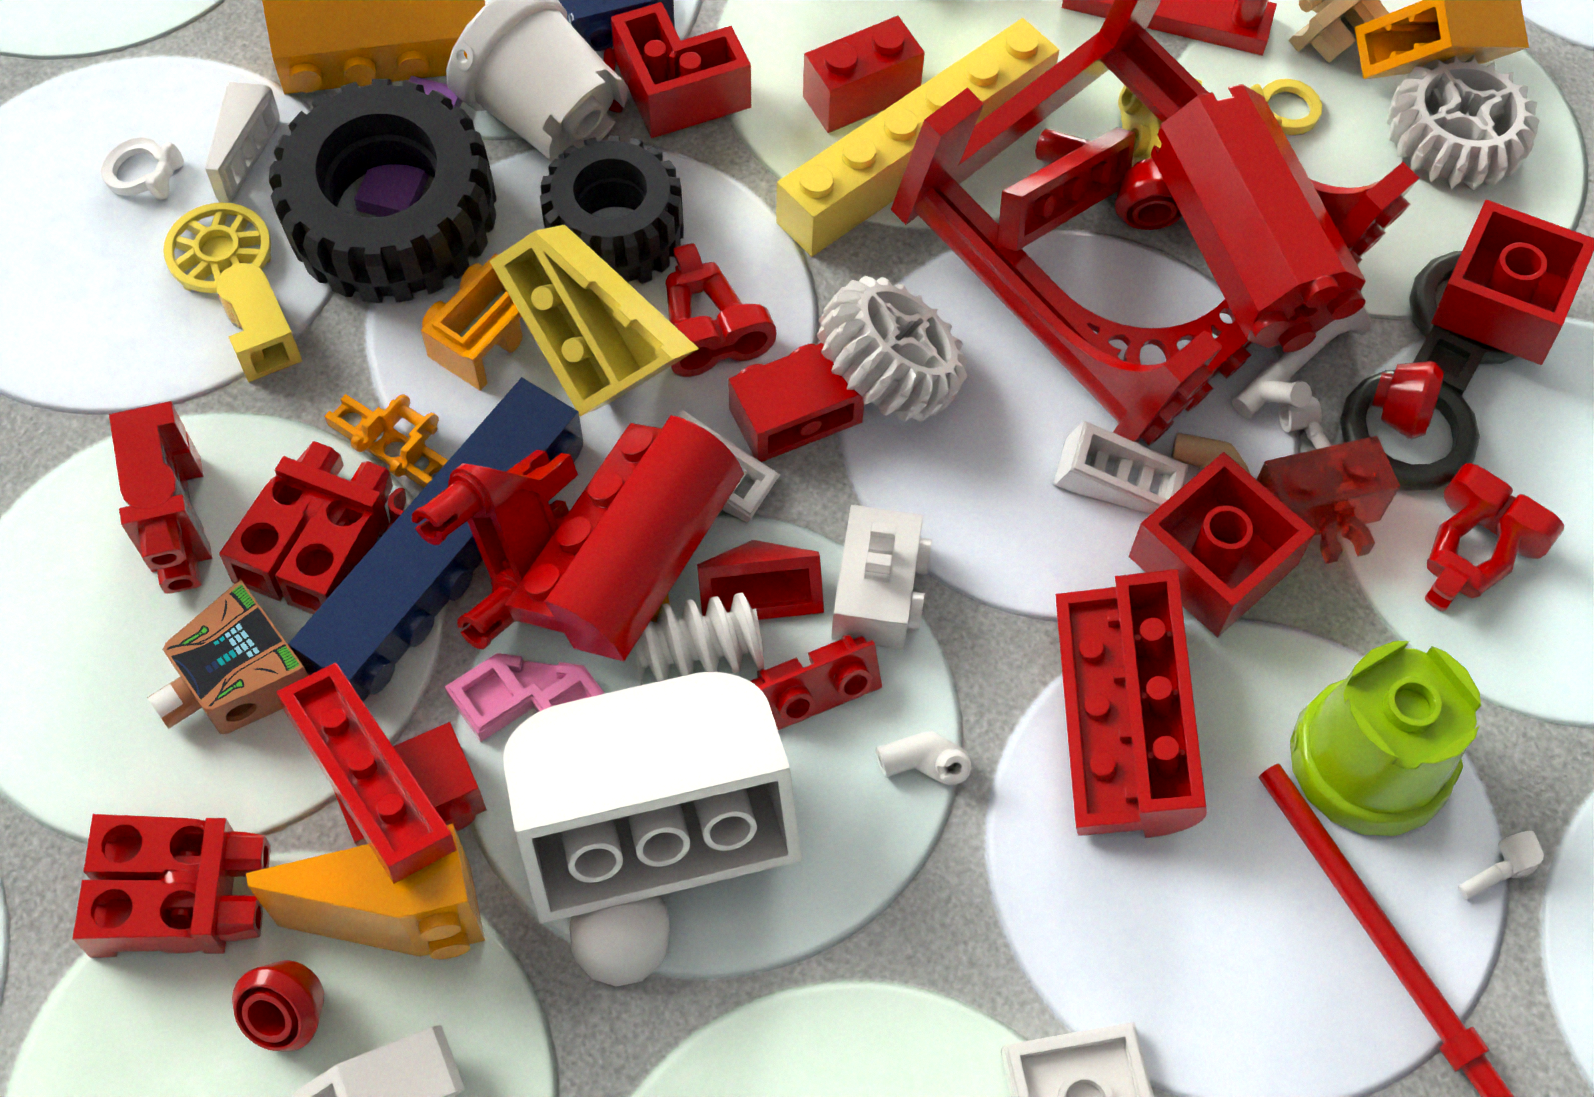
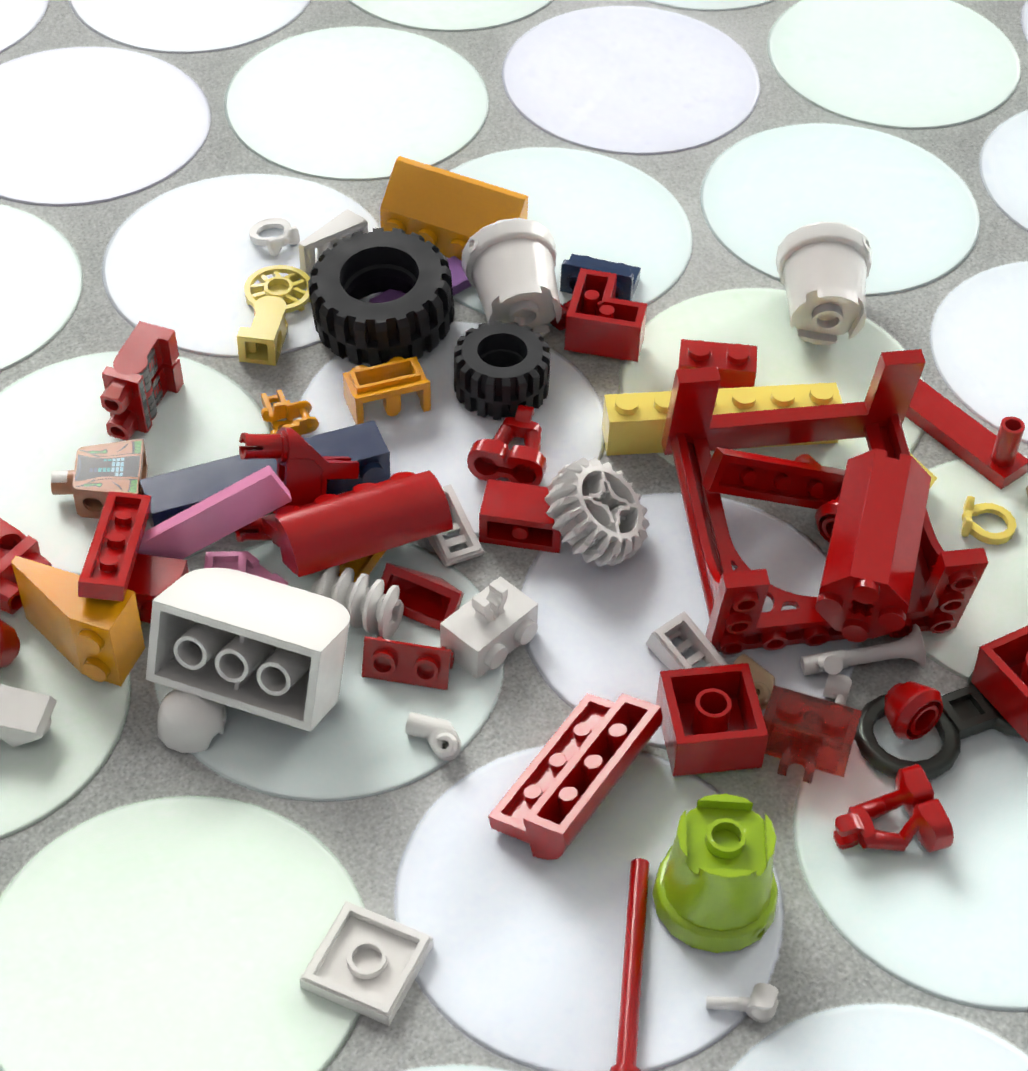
camera: 35 degrees right, 15 degrees down
(308, 528) = (198, 433): red hips -> none
(449, 639) = (216, 516): none -> bright pink tile
(587, 318) = (430, 406): light yellow wedge -> none

